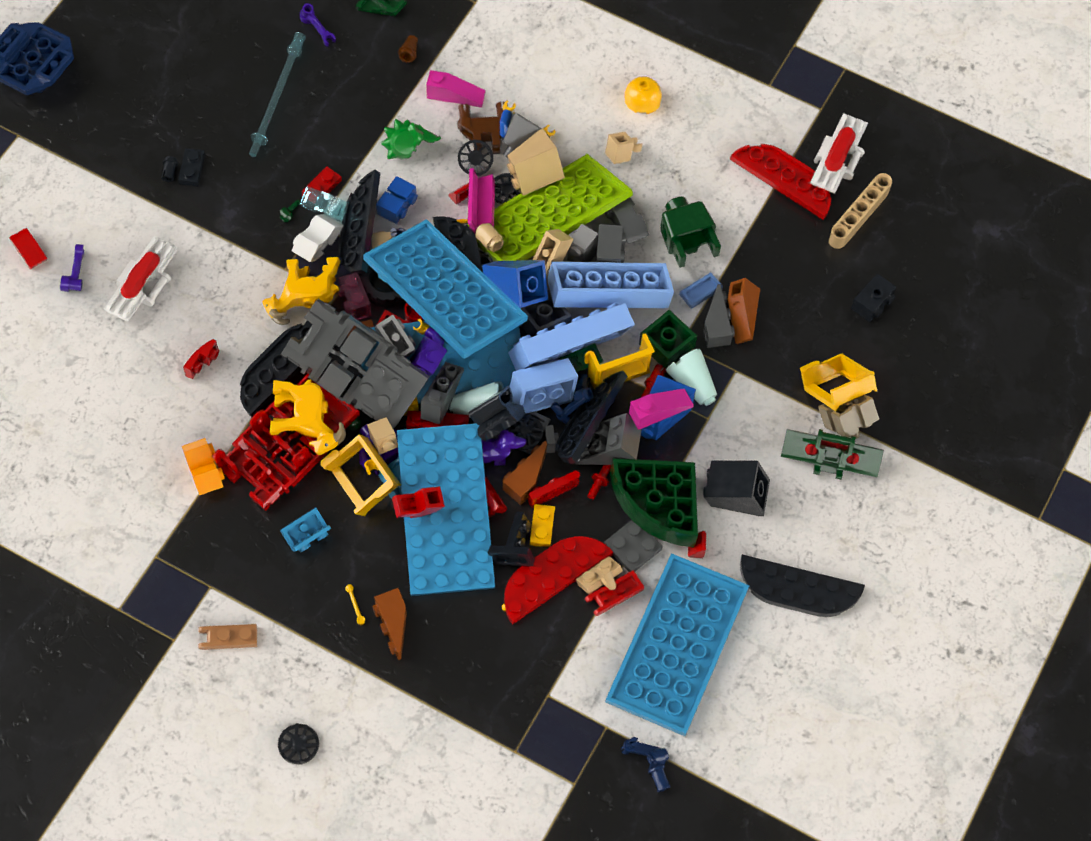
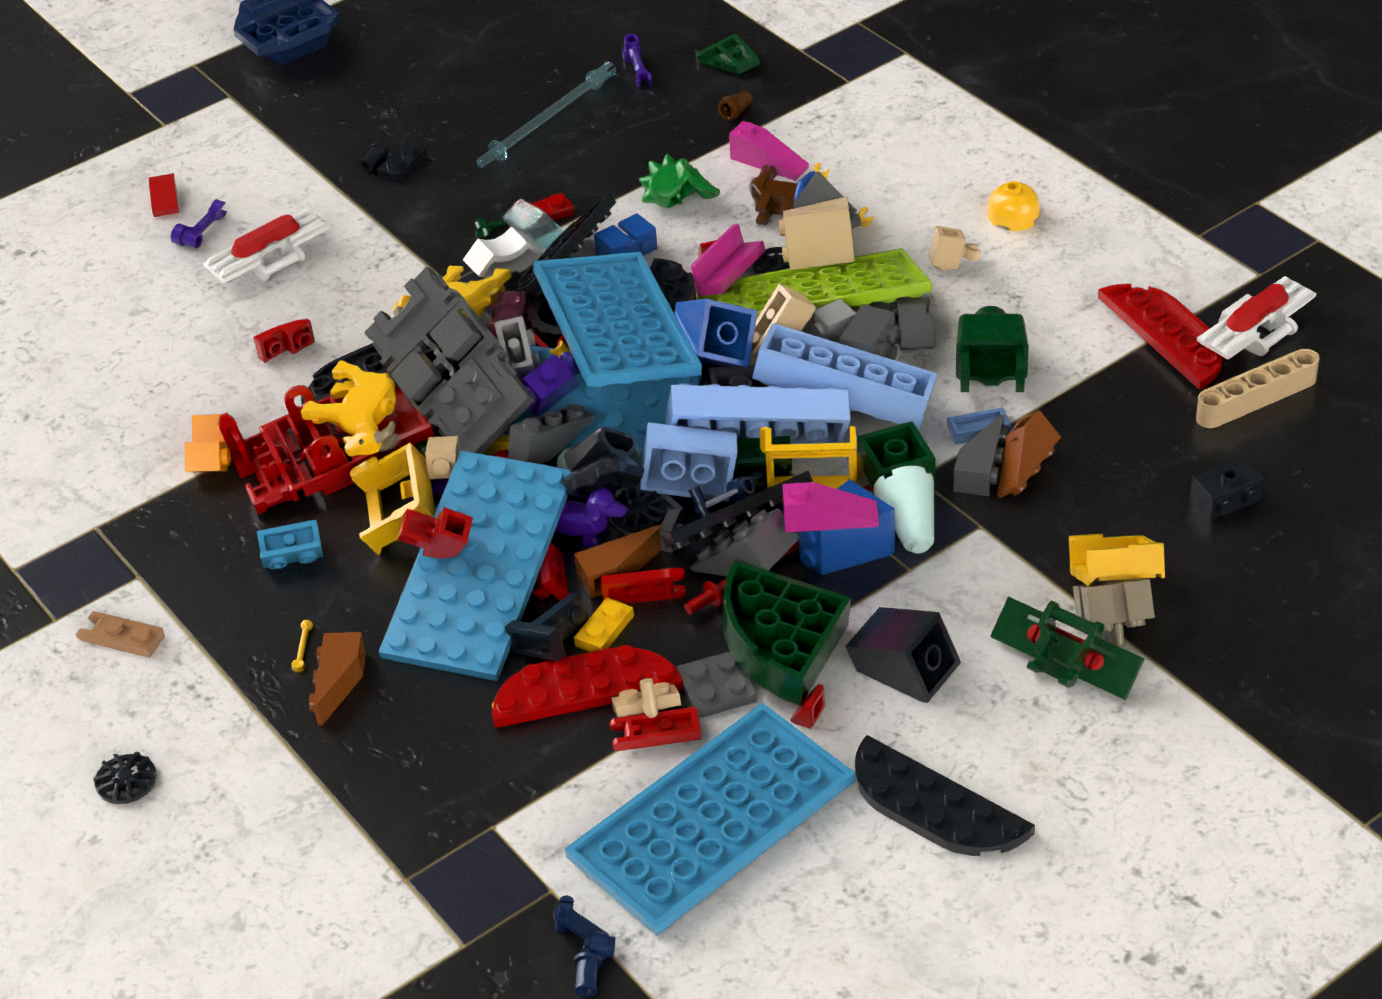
camera: 30 degrees right, 20 degrees down
(475, 157) = (751, 218): black wheel -> none
(489, 237) = (710, 285): tan brick -> none

